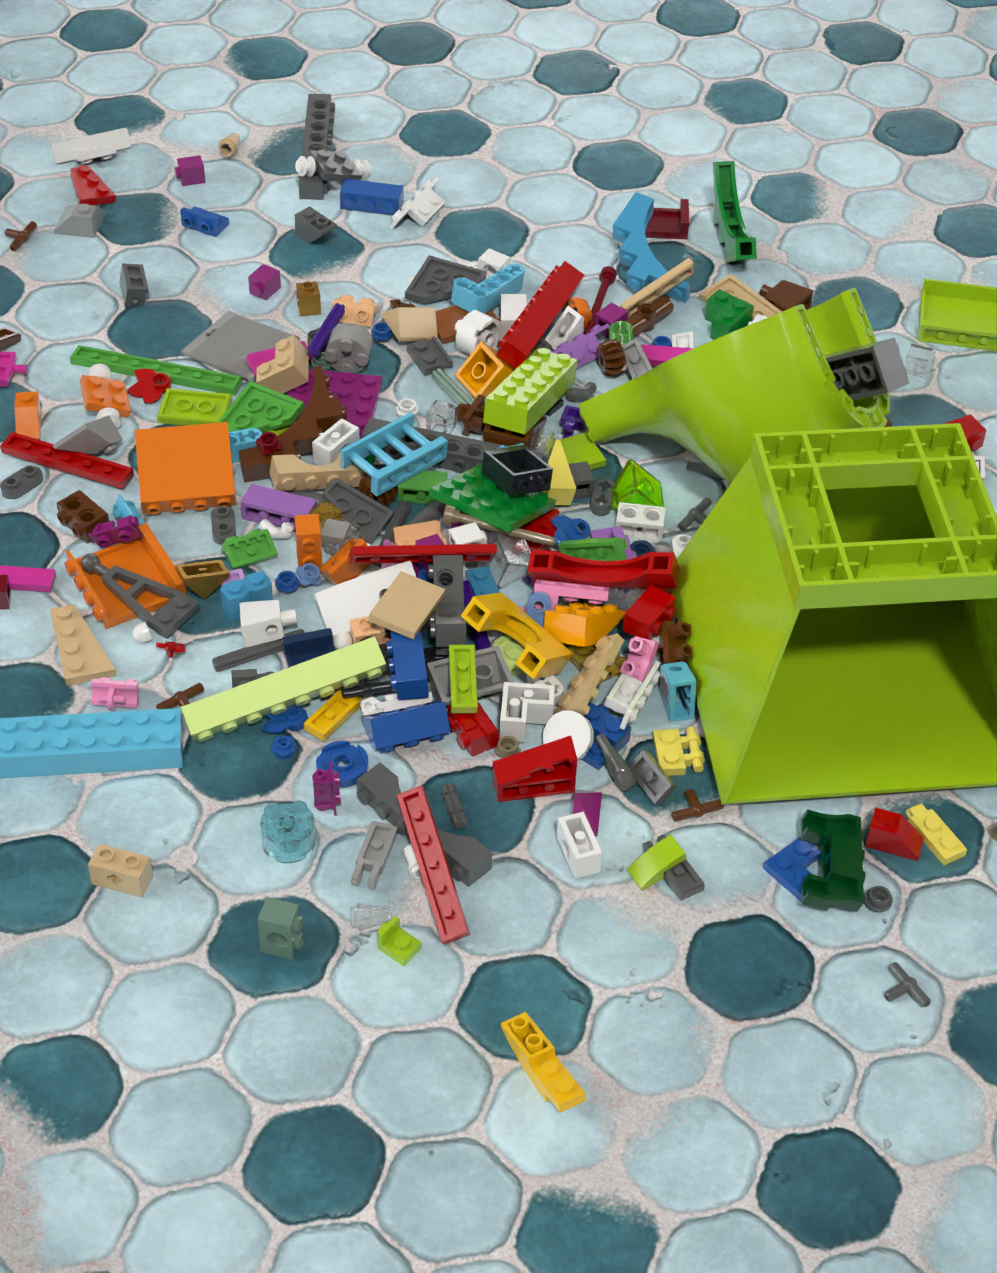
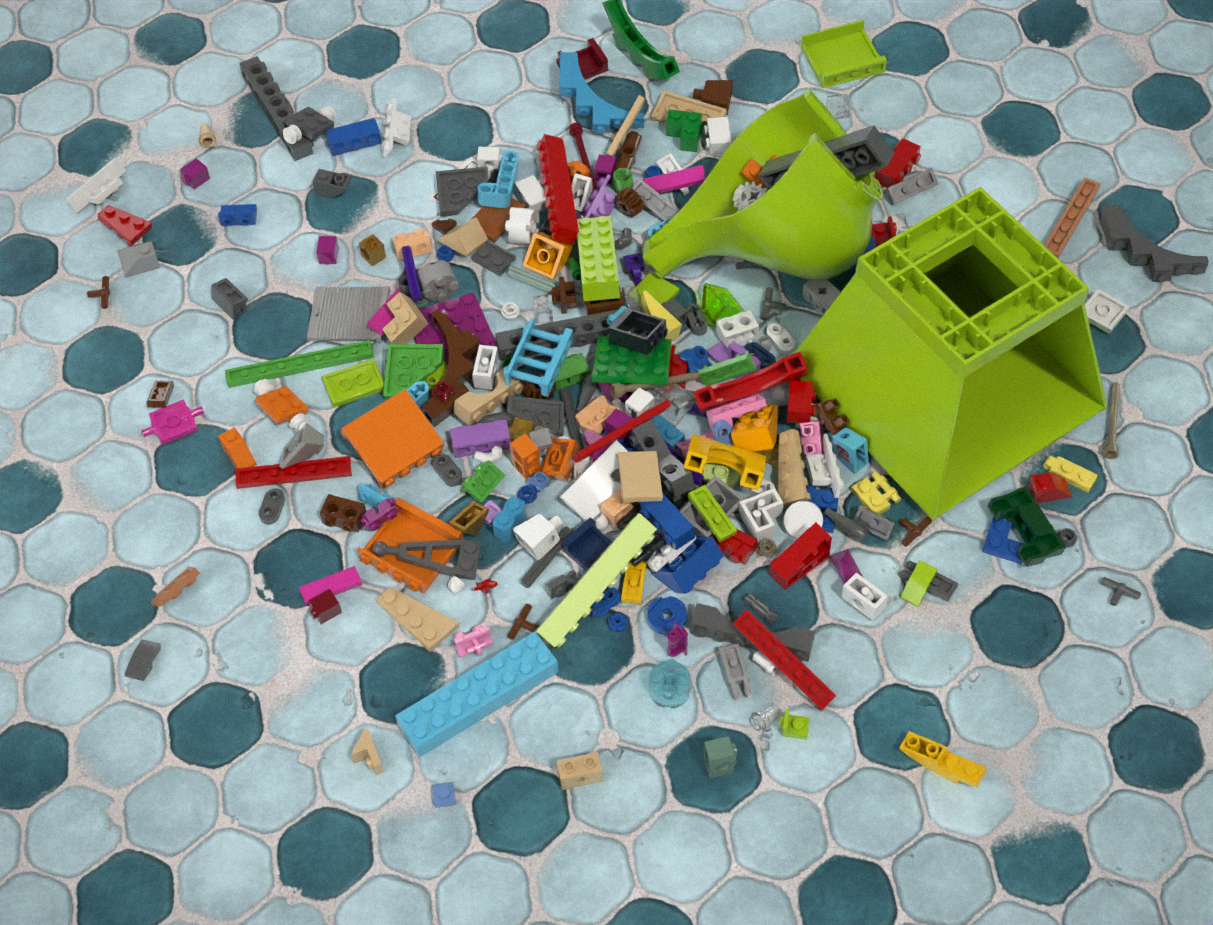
camera: 25 degrees left, 10 degrees up
(148, 385) = (303, 380): red plate -> none

